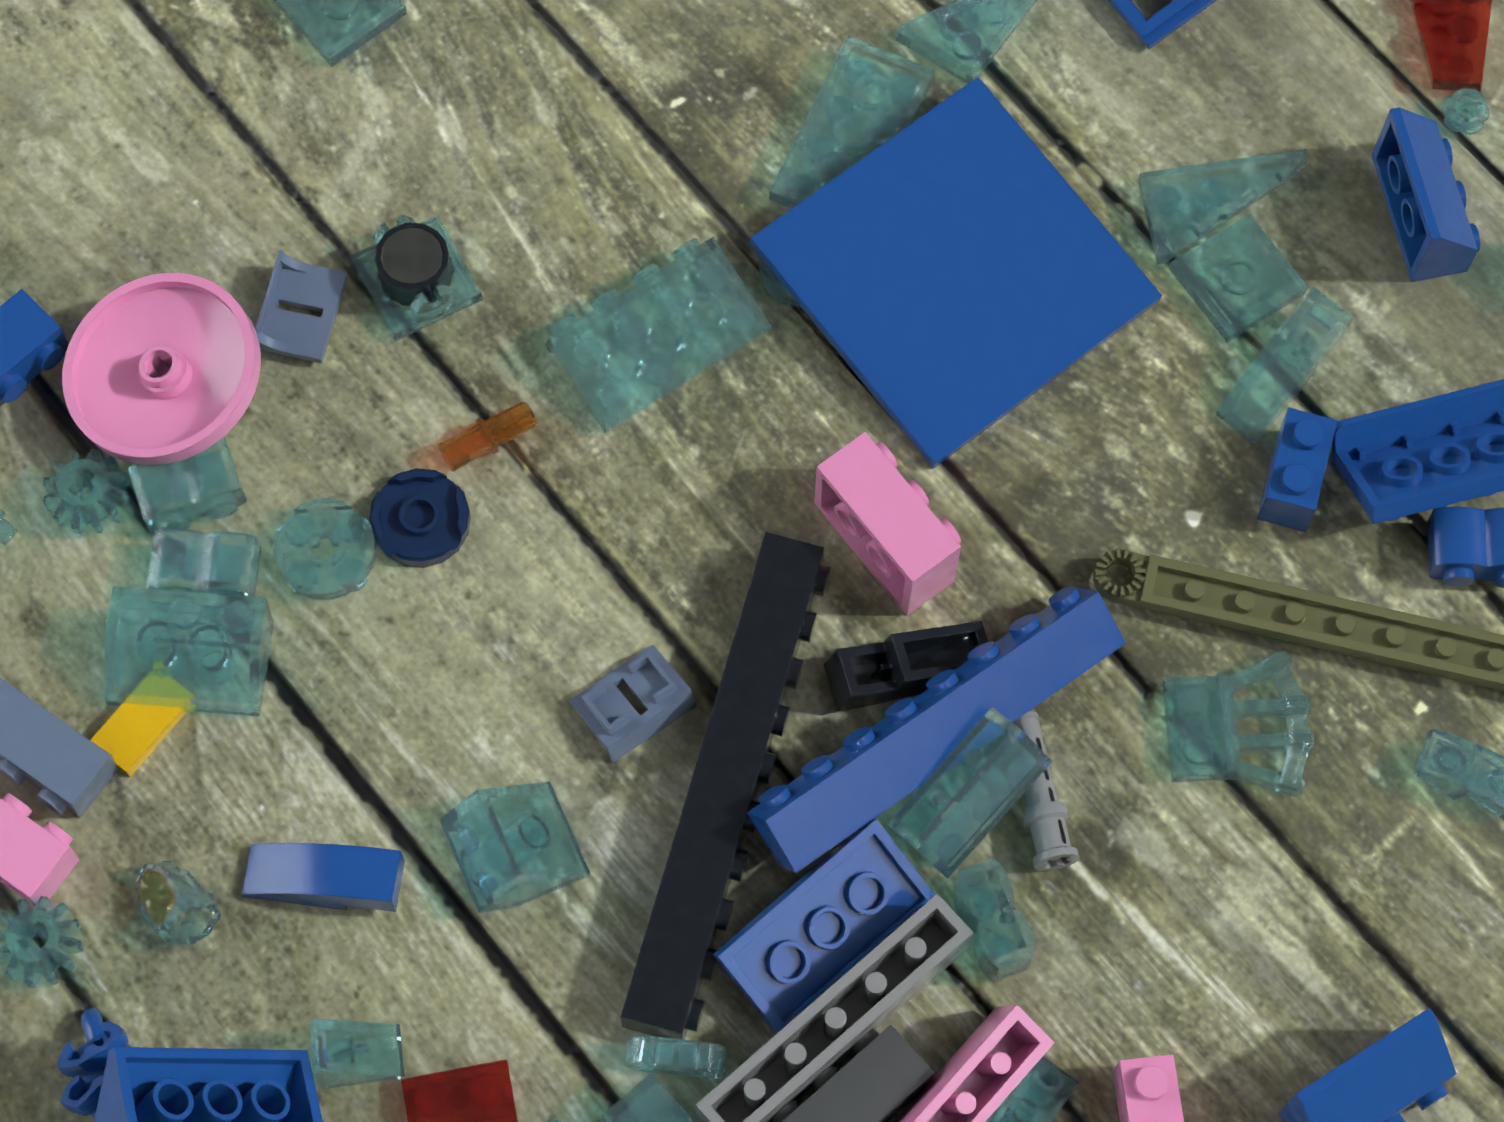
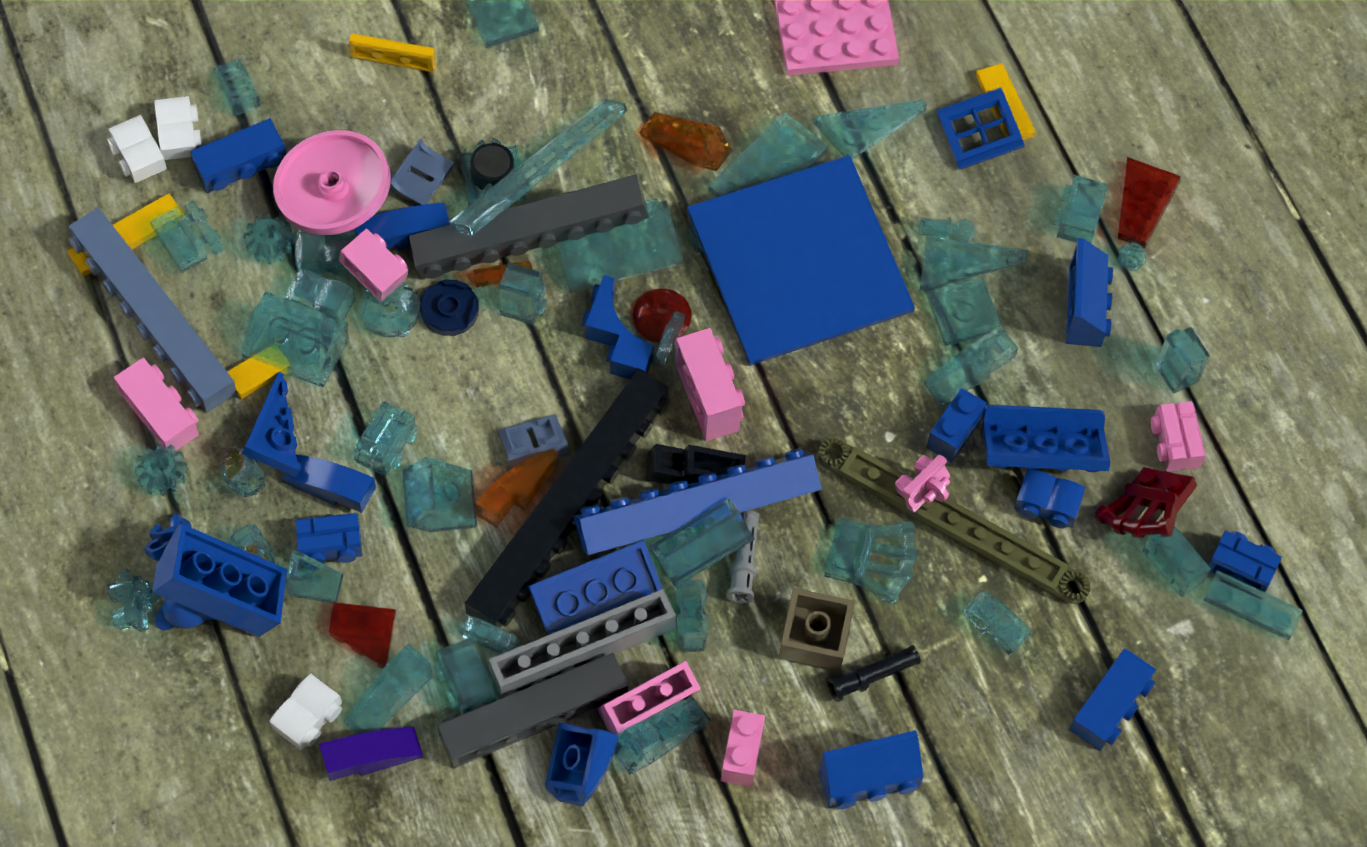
camera: 15 degrees right, 5 degrees down
(184, 119) = (392, 52): none -> yellow tile
(205, 830) = (272, 434): none -> blue wing
(234, 1025) = (252, 541): none -> clear light blue rock
(278, 487) = (374, 264): none -> bright pink brick
(302, 408) = (399, 224): none -> blue slope
(358, 973) = (330, 537): none -> blue brick
(392, 774) = (385, 438): none -> clear light blue brick
(488, 245) = (537, 167): none -> clear light blue tile
(509, 349) = (531, 227): none -> dark grey brick
(536, 462) = (522, 294): none -> clear light blue brick
(633, 790) = (516, 487): none -> clear orange slope
(710, 125) = (688, 139): none -> clear orange slope
(735, 507) = (602, 325): none -> blue arch
(762, 447) = (651, 322): none -> clear red dish
(797, 468) = (668, 339): none -> clear light blue tile
(1190, 147) = (962, 230): none -> clear light blue pin
(1200, 879) = (816, 629): none -> dark tan brick
(1292, 935) = (861, 676): none -> black pin
(1295, 586) = (927, 485): none -> bright pink hips
(1364, 59) = (1082, 209): none -> clear light blue brick

